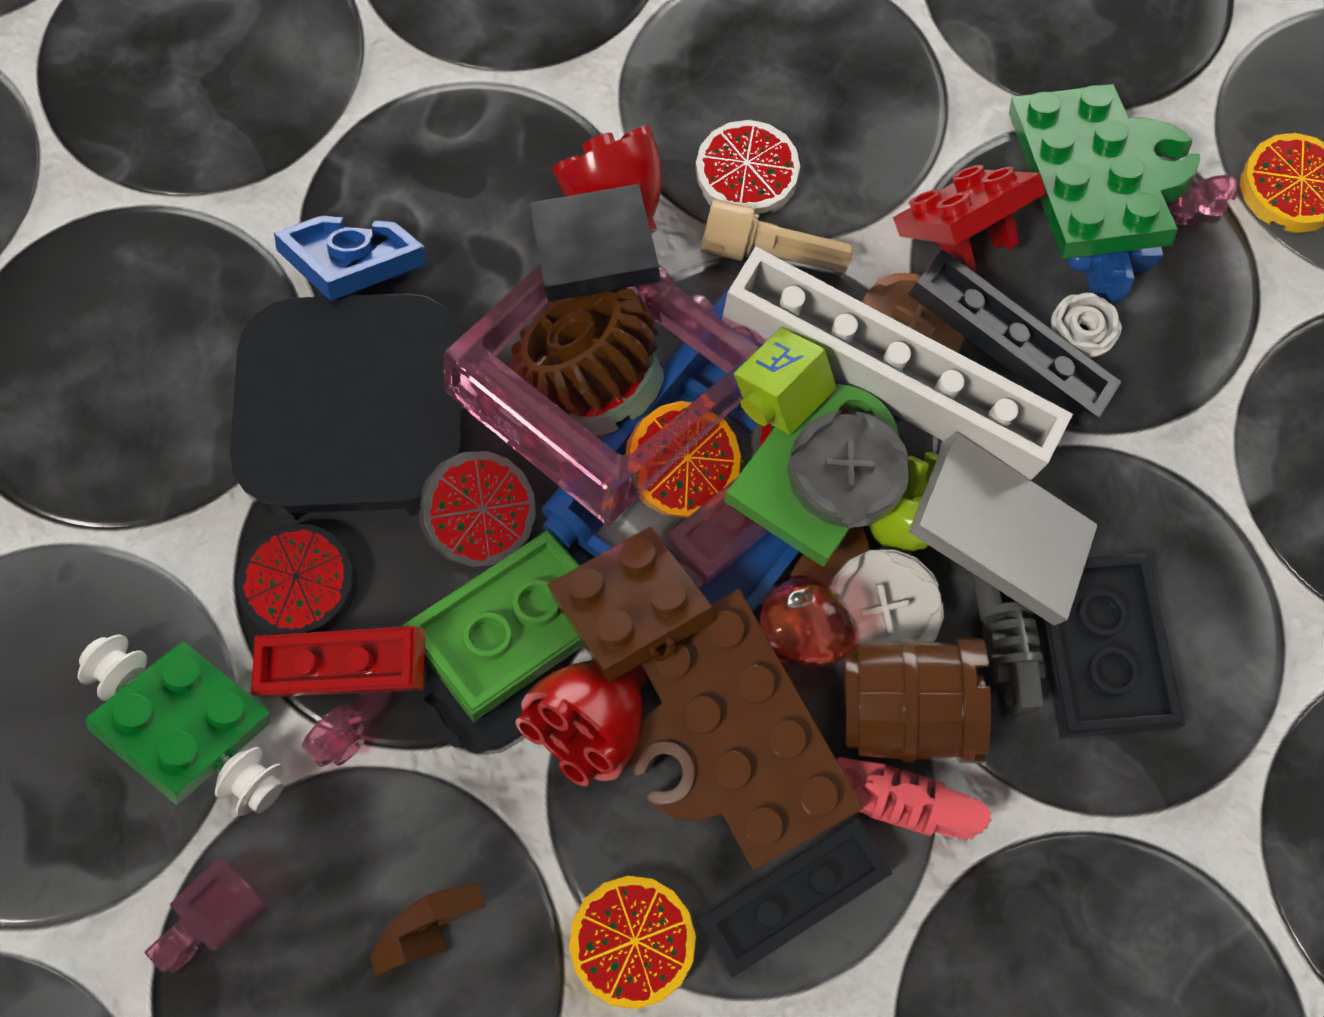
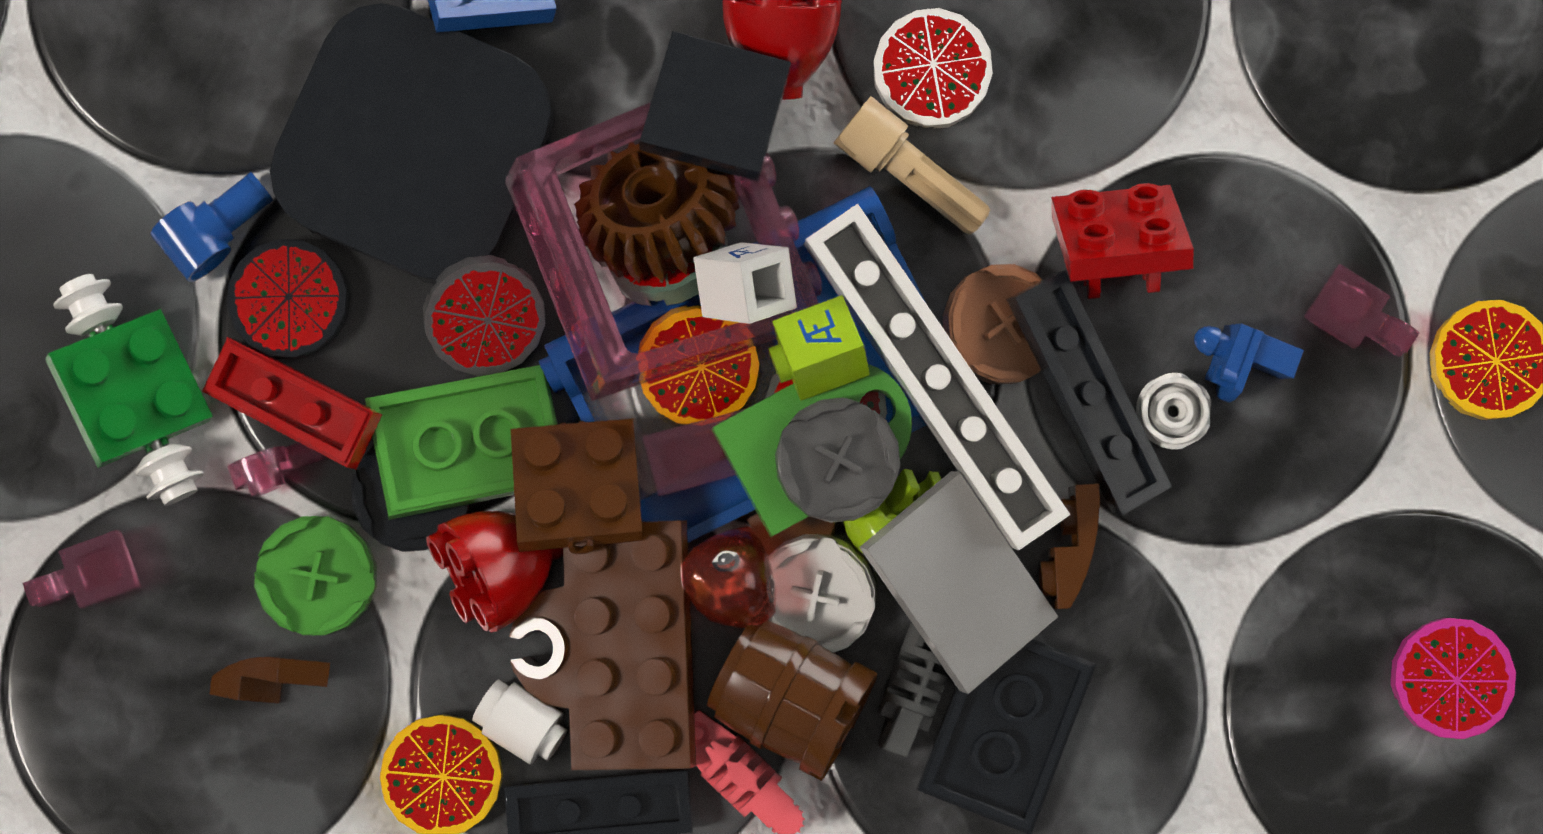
camera: 25 degrees right, 15 degrees up
(195, 561) = (199, 235): none -> blue pin
(428, 813) = (315, 575): none -> bright green tile
(681, 851) = (520, 722): none -> white brick
(692, 357) = (745, 282): none -> white brick
(1081, 478) = (1068, 566): none -> reddish brown slope
(1103, 169) = (1285, 254): plate -> none

